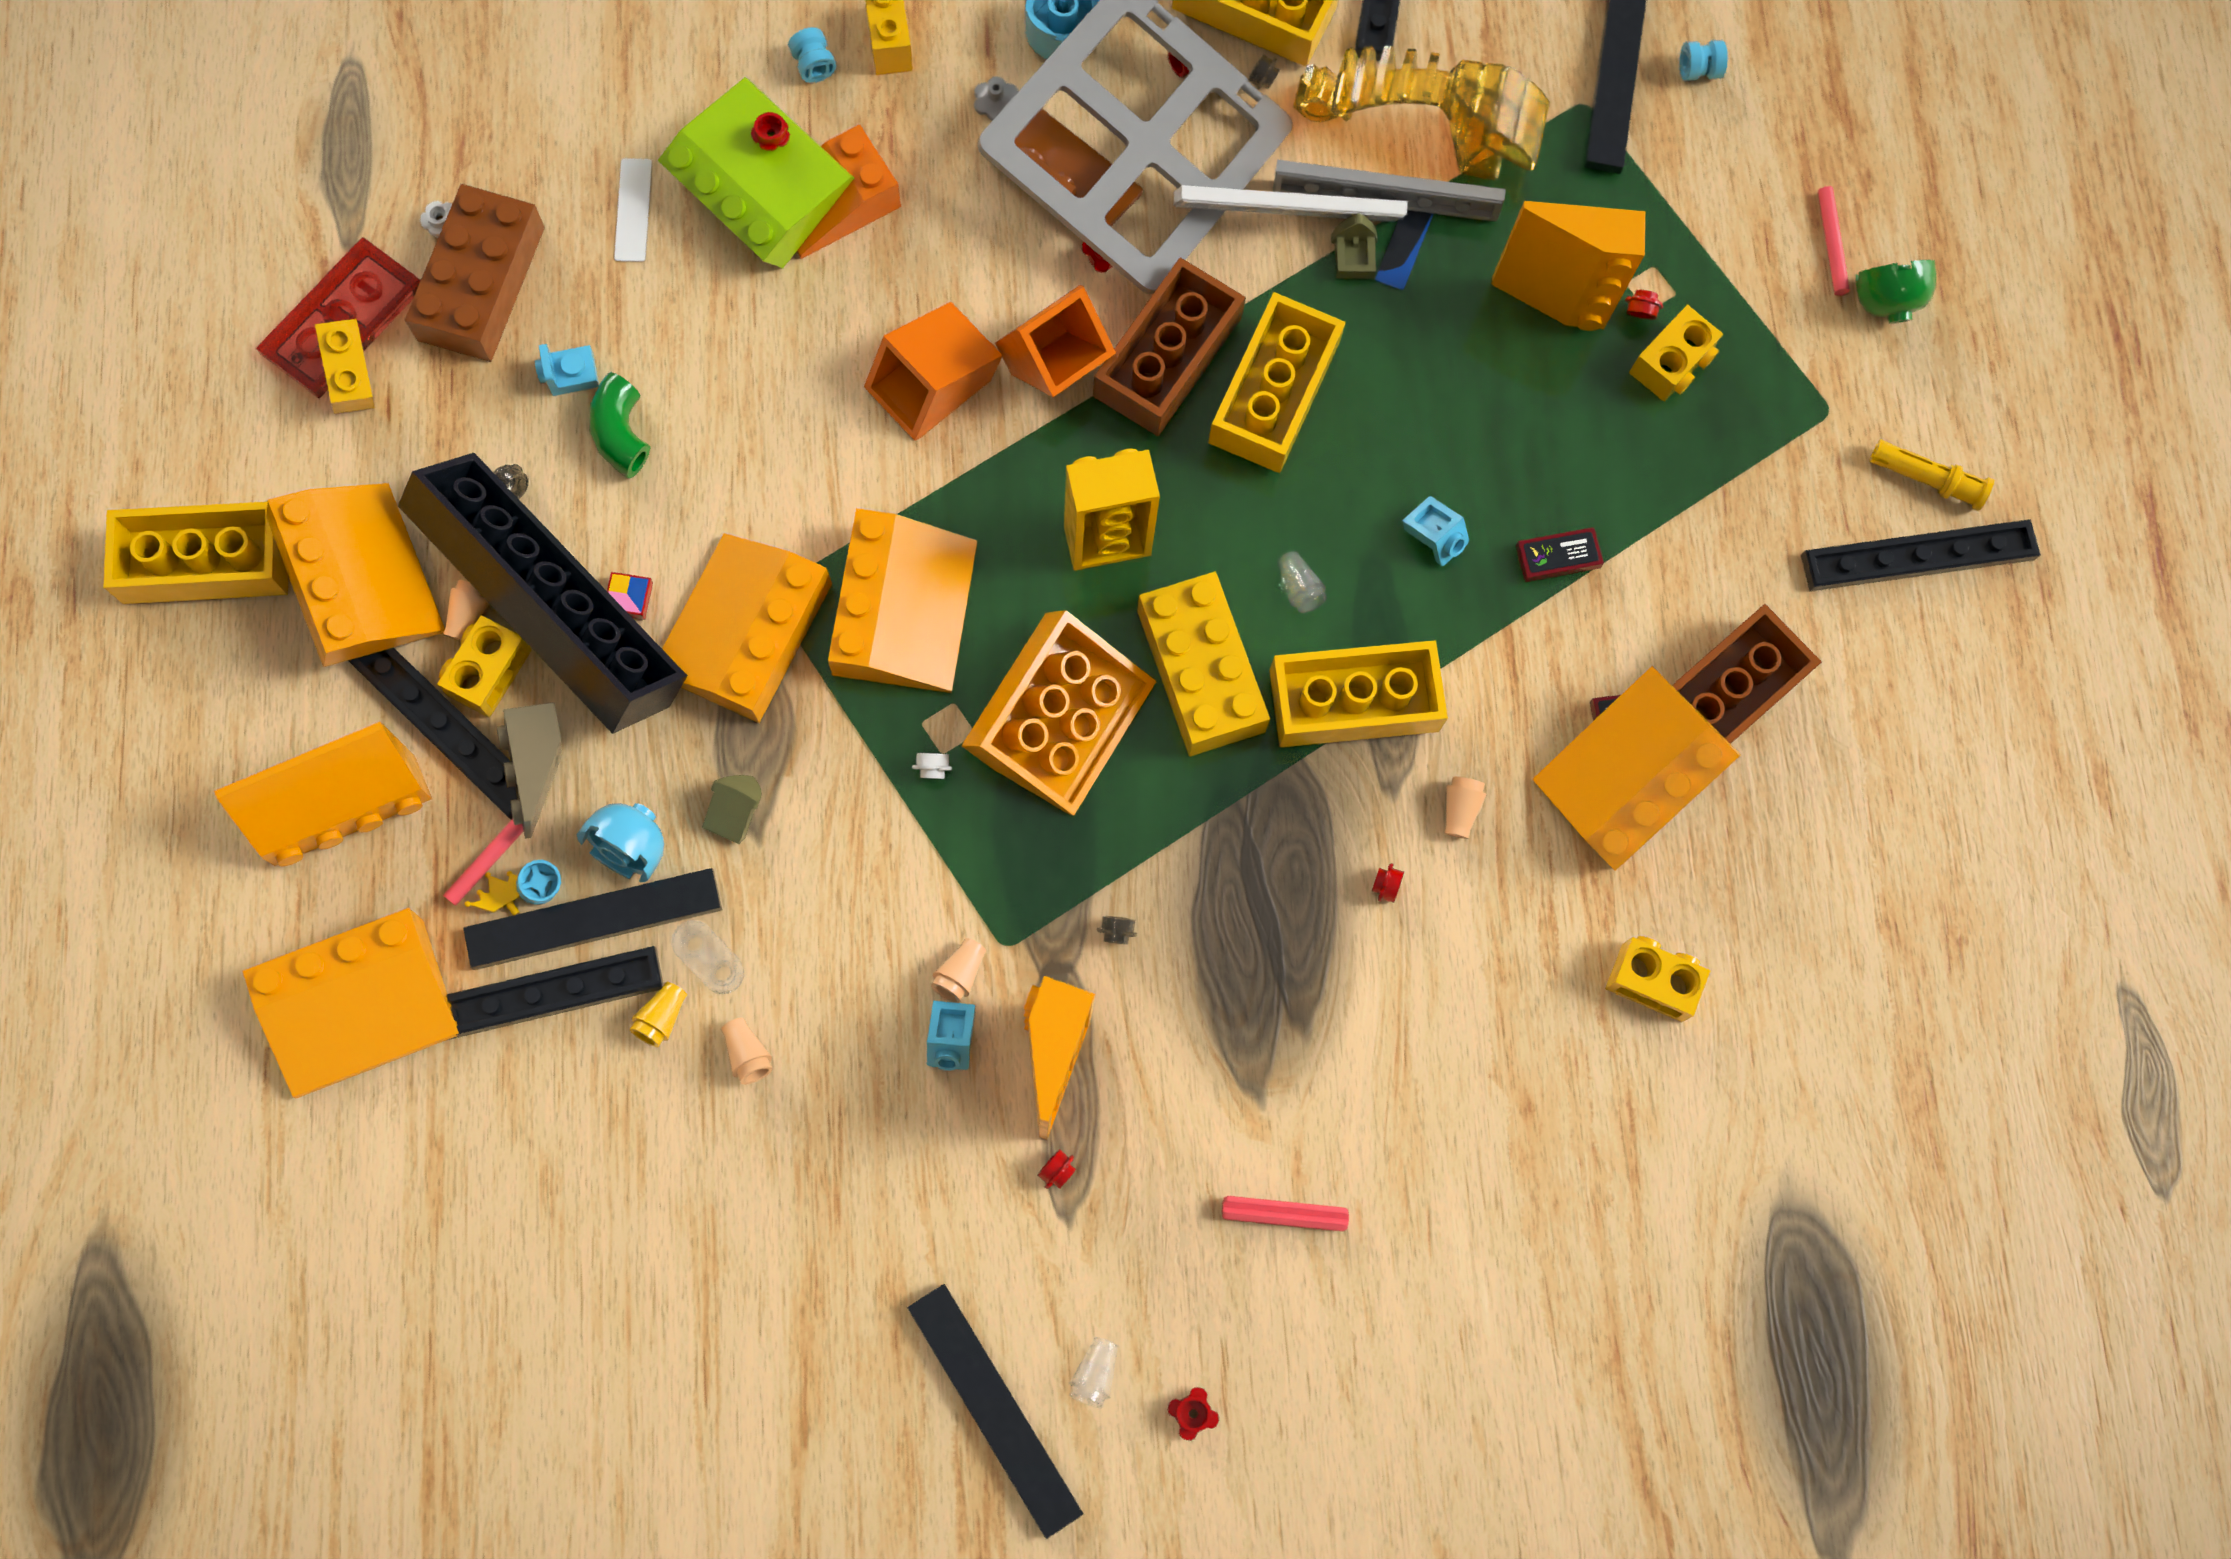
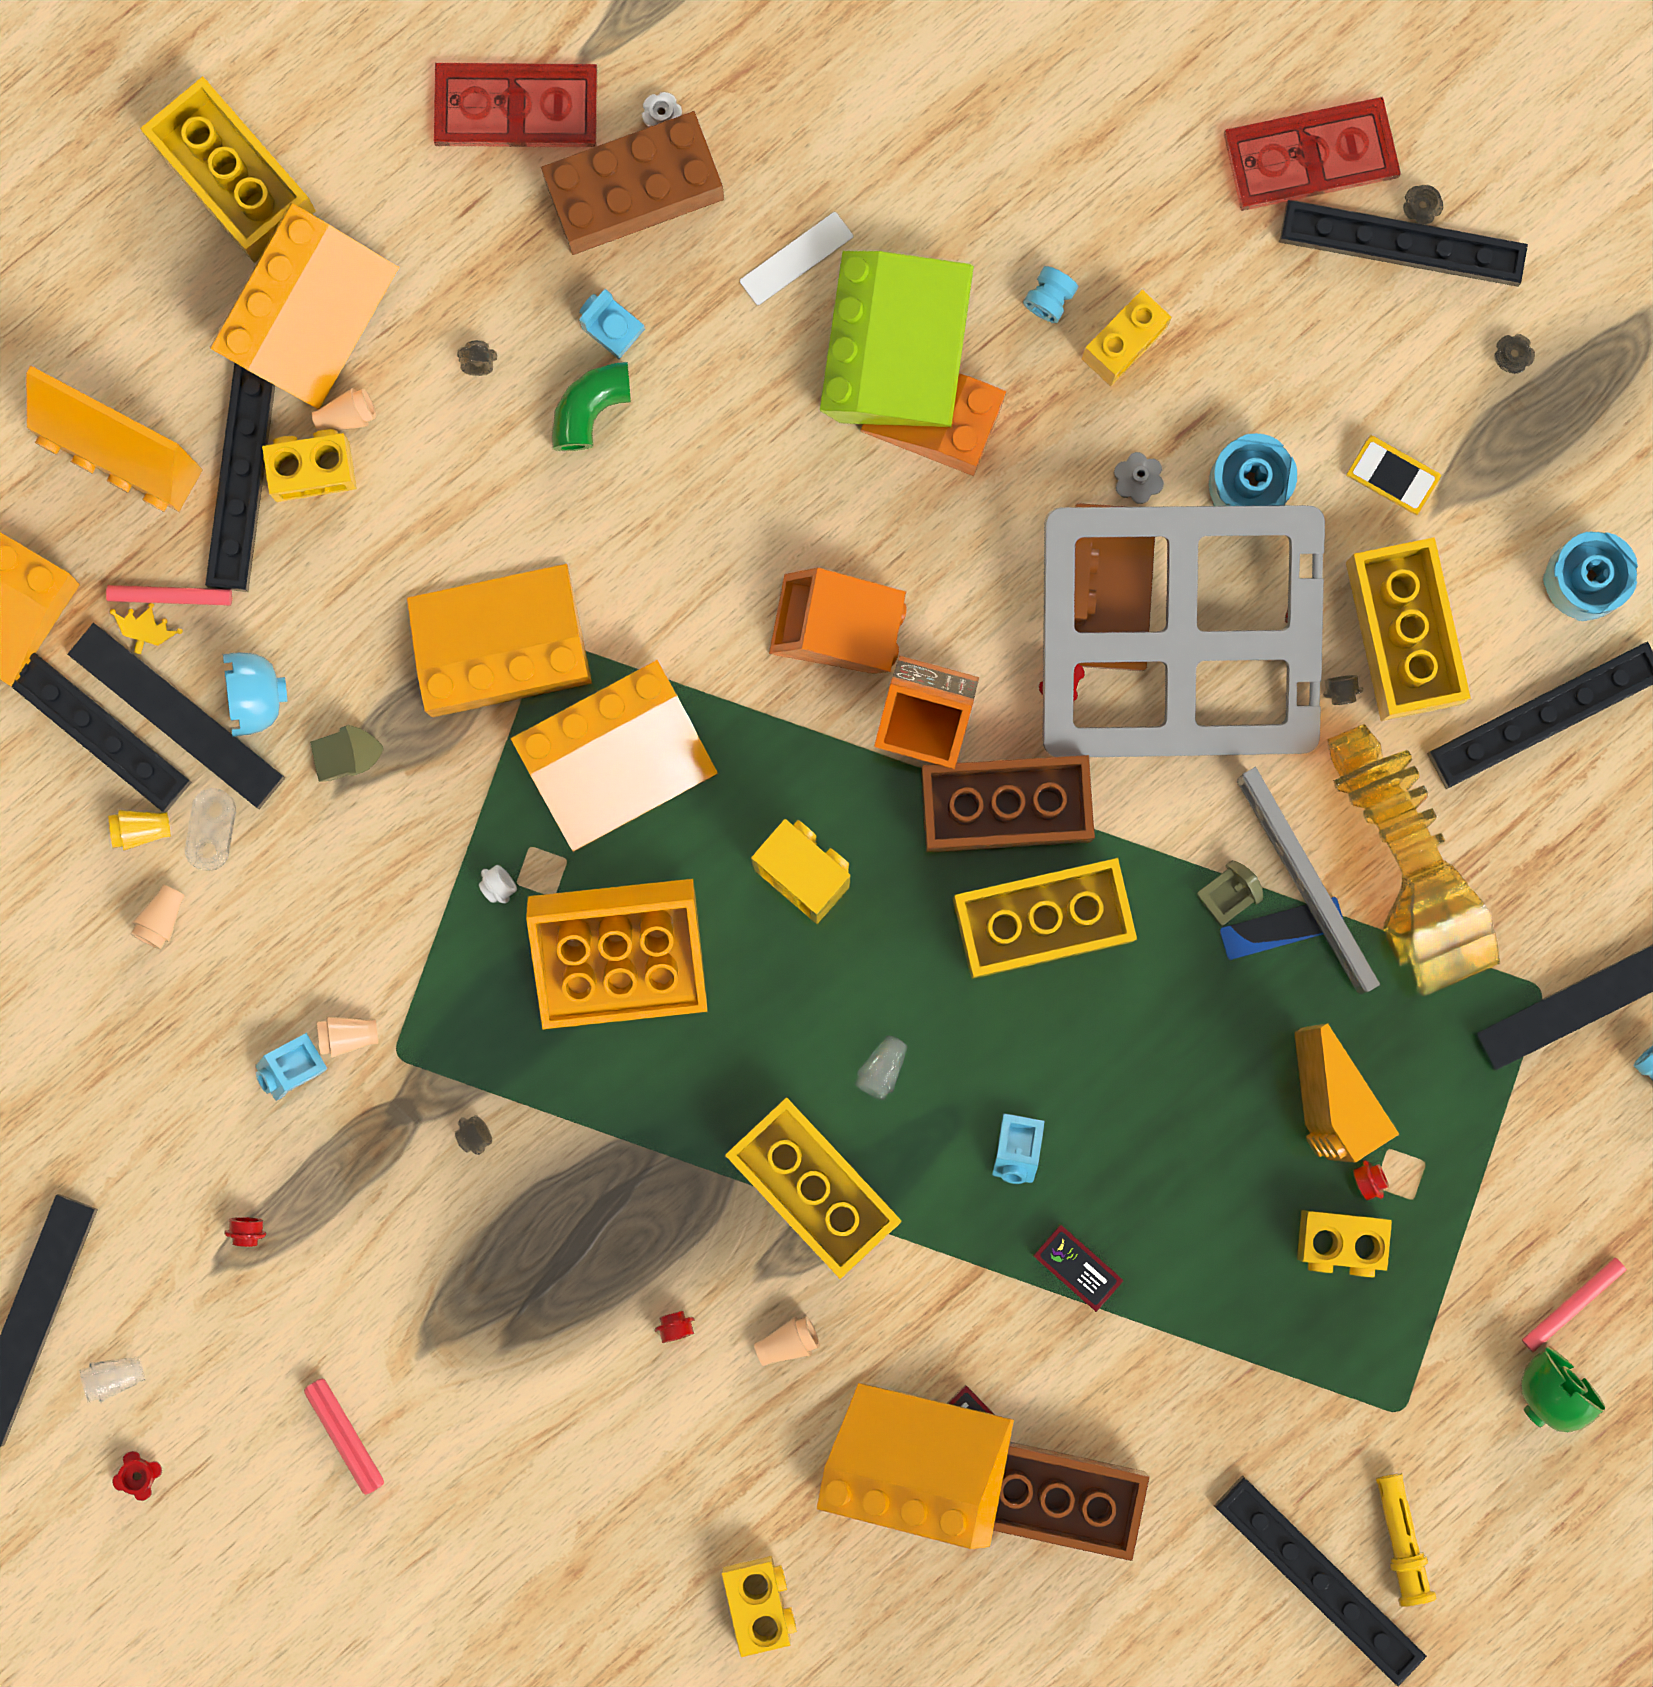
camera: 60 degrees right, 10 degrees up
(344, 366) = (467, 151): yellow brick -> none
(534, 752) = (265, 567): dark tan slope -> none
(540, 876) = (163, 658): medium azure wheel -> none
(542, 591) = (398, 464): black brick -> none
(631, 593) = (456, 529): tile -> none
(768, 123) = (930, 318): red plate -> none
(1057, 1025) = (332, 1154): light orange slope -> none
(1202, 664) = (745, 1039): yellow brick -> none
(1288, 203) = (1220, 809): white tile -> none

